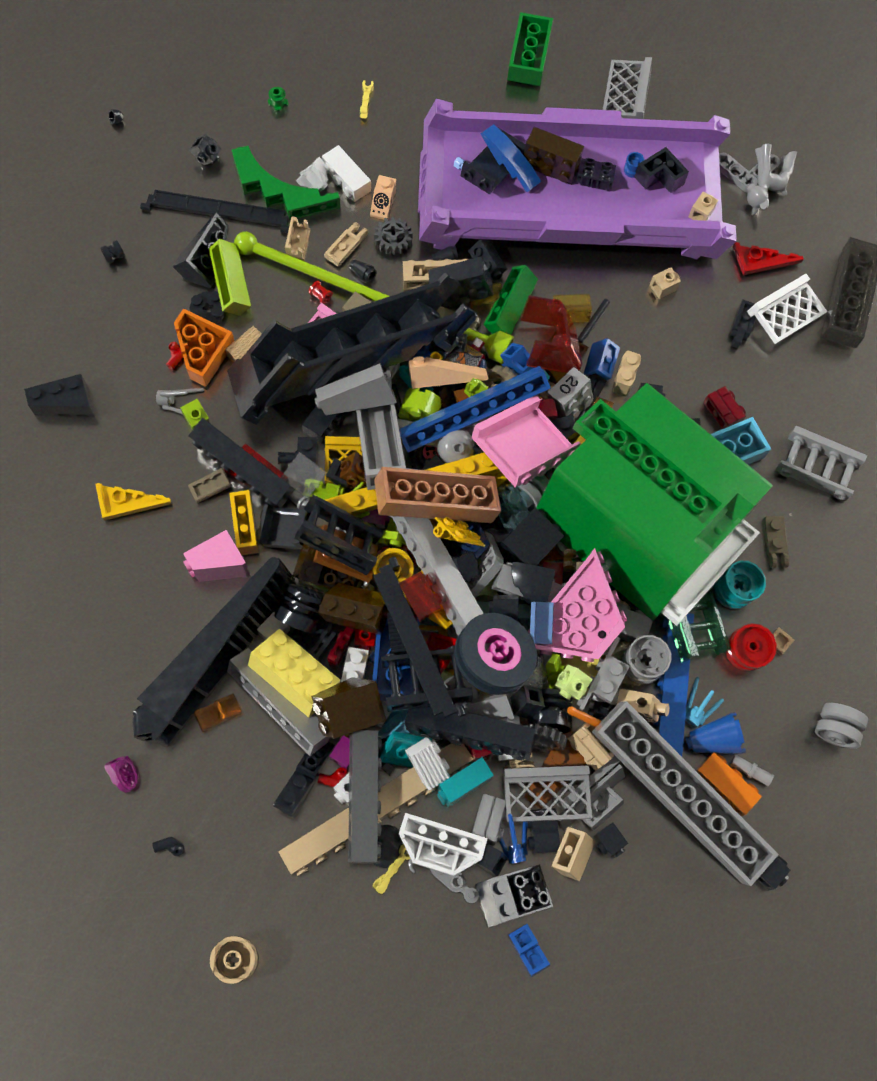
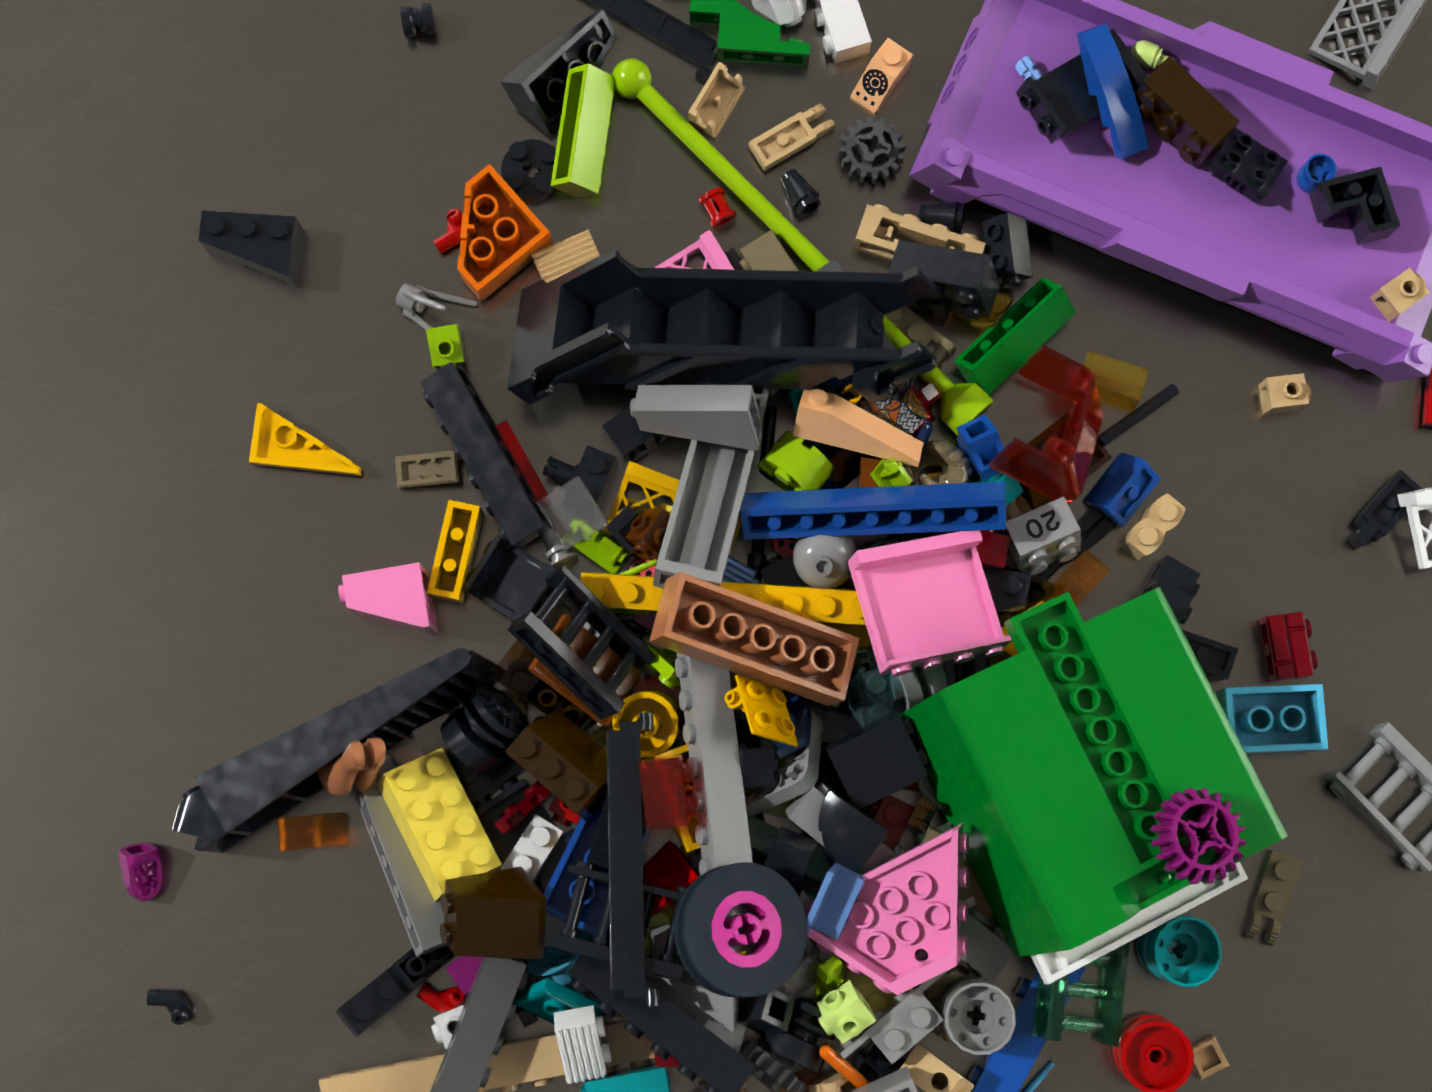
camera: 25 degrees right, 10 degrees up
(233, 654) = (357, 765): none -> nougat piece
(521, 135) = (1148, 54): none -> yellowish green cylinder
(722, 499) = (1212, 815): none -> magenta gear

